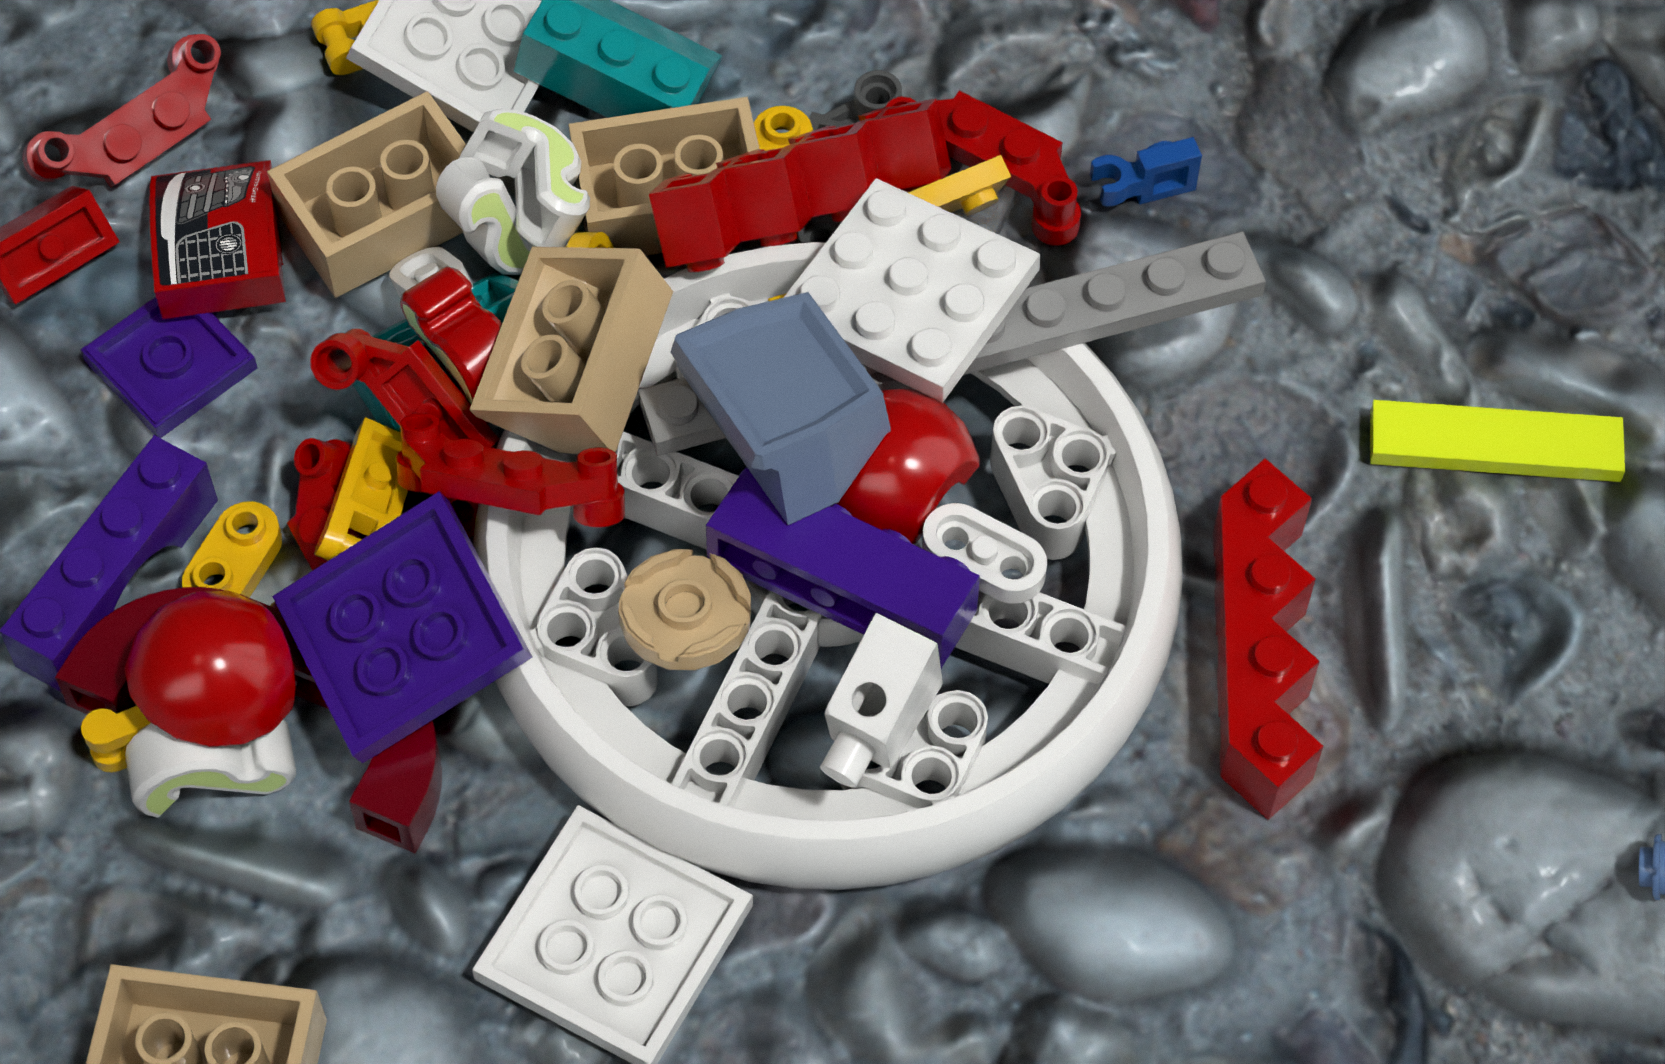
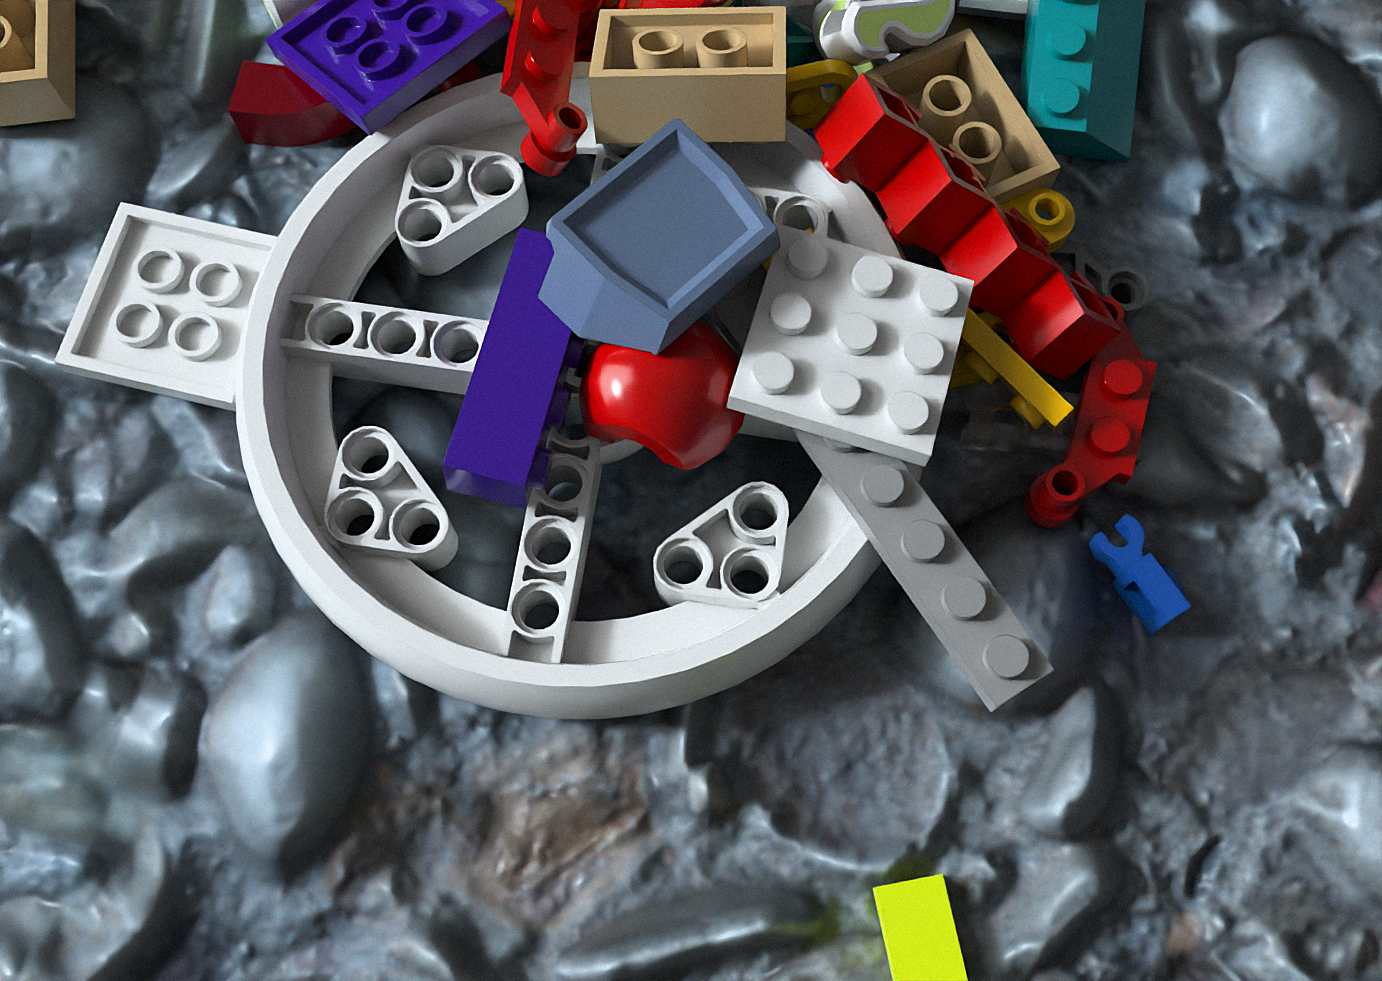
camera: 75 degrees right, 10 degrees up
(684, 610) = (454, 249): tan tile -> none
(894, 682) = (369, 429): white torso -> none
(988, 551) = (583, 500): white plate -> none
(1259, 664) = (575, 809): red brick -> none

